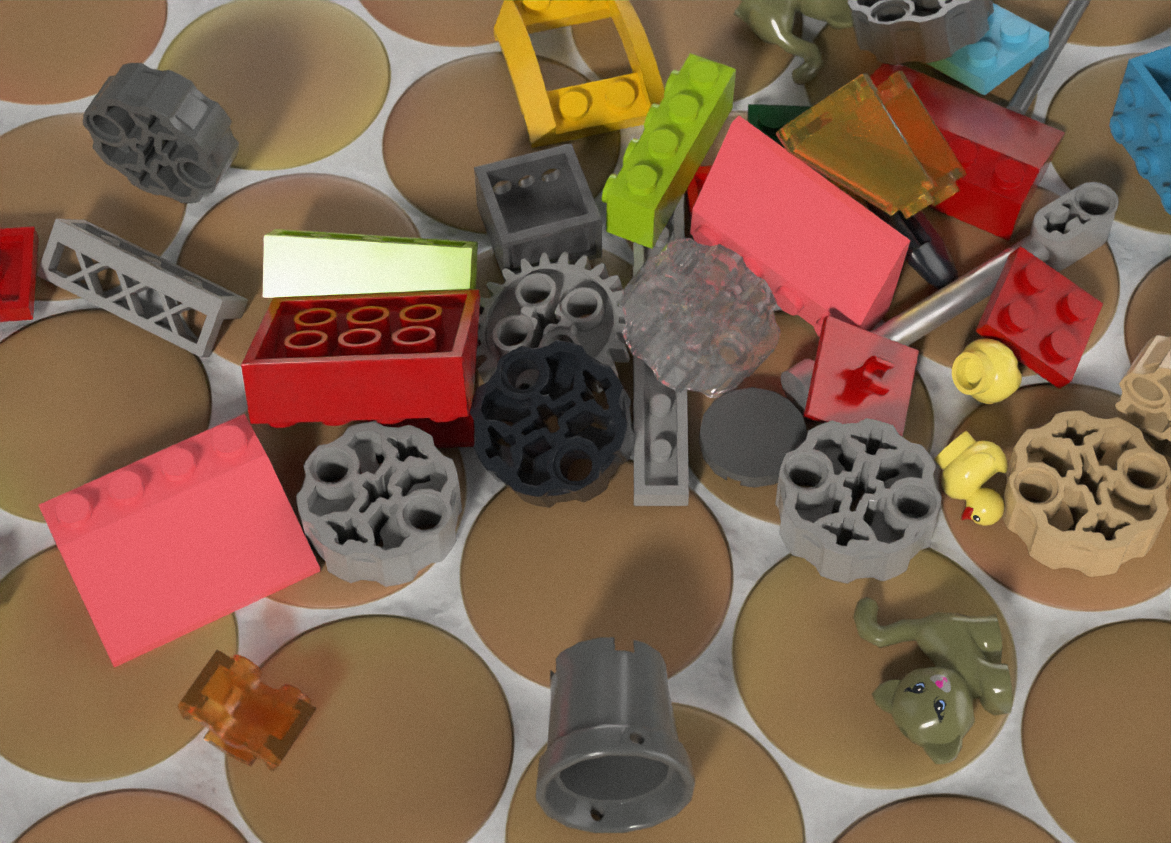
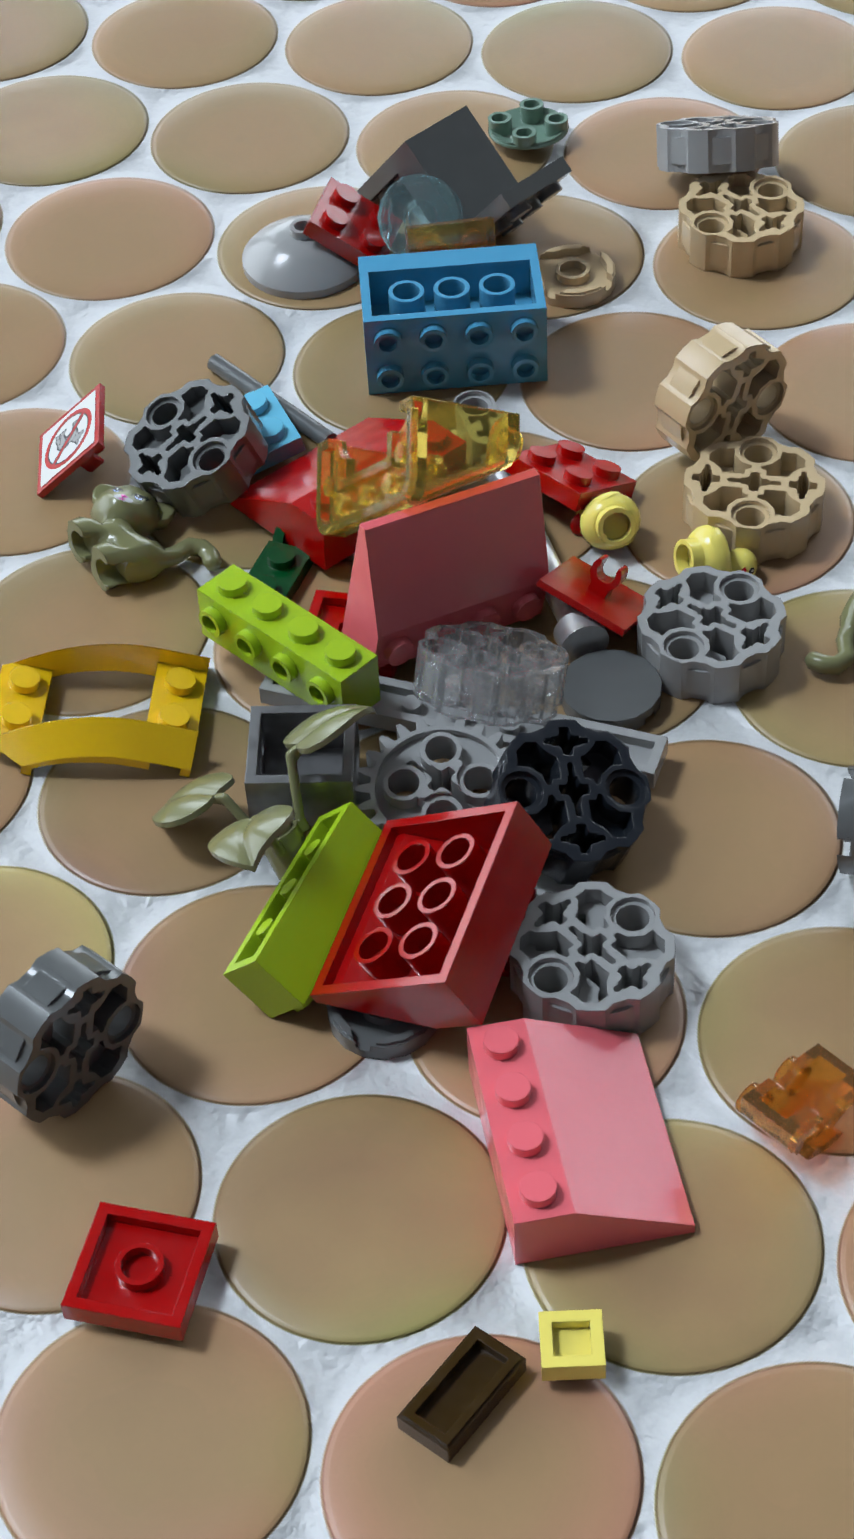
camera: 70 degrees left, 10 degrees down
(148, 269) = (210, 1106): light grey fence -> none
(448, 218) = (273, 829): none -> olive plant

